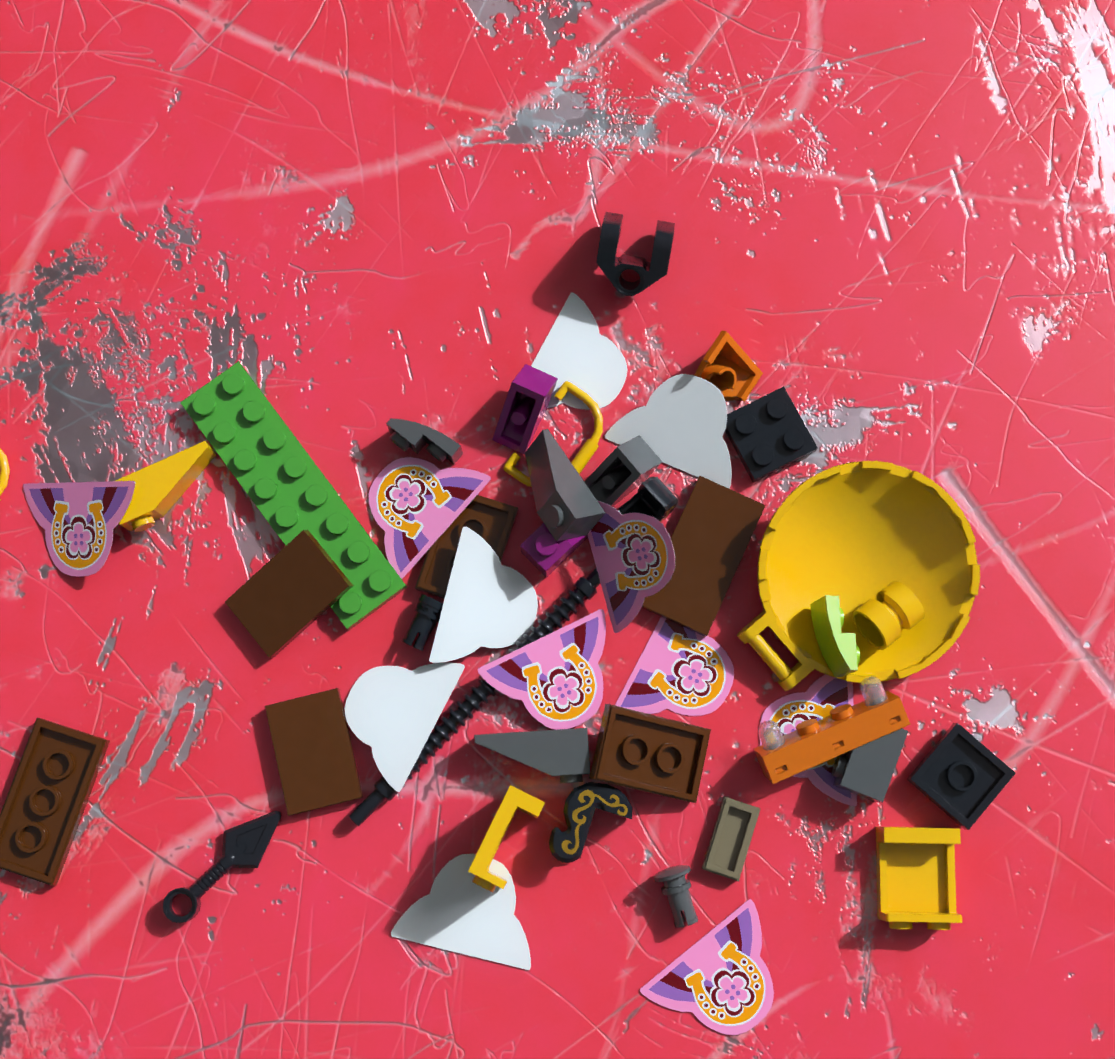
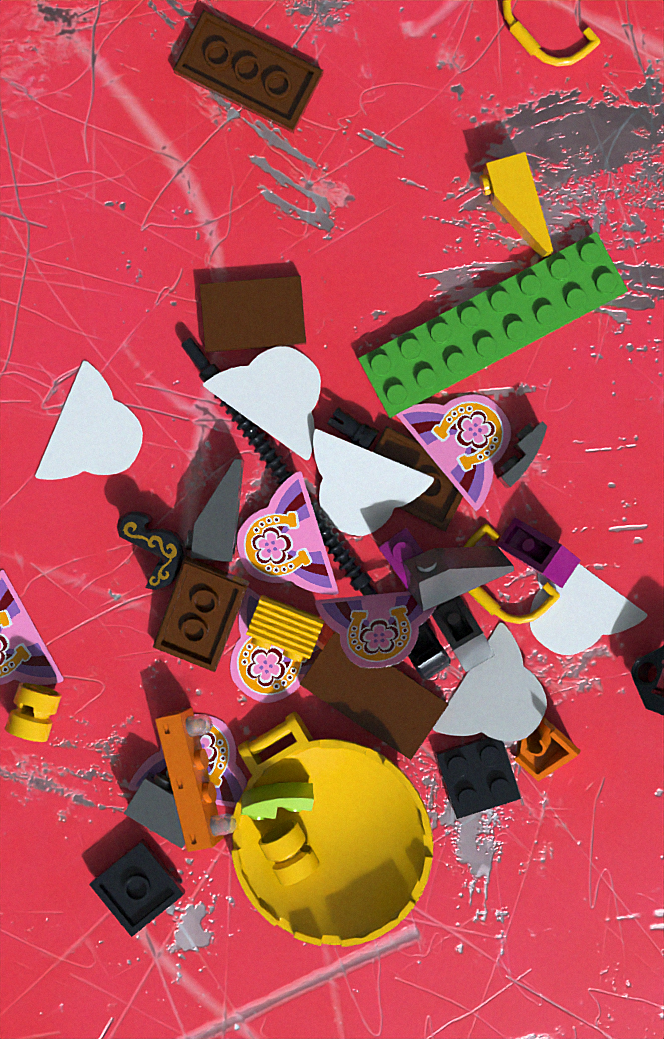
camera: 100 degrees right, 10 degrees up
(79, 520) = (497, 126): sticker -> none
(241, 849) = (179, 239): black piece -> none
(288, 593) = (398, 310): reddish brown tile -> none
(513, 800) = (123, 447): yellow panel -> none
(649, 659) = (284, 627): none -> yellow brick
(678, 893) = (78, 617): dark grey pin -> none
(731, 838) = (117, 672): dark tan tile -> none
(805, 925) = (30, 723): none -> yellow wheel
(916, 876) = (57, 830): yellow panel -> none

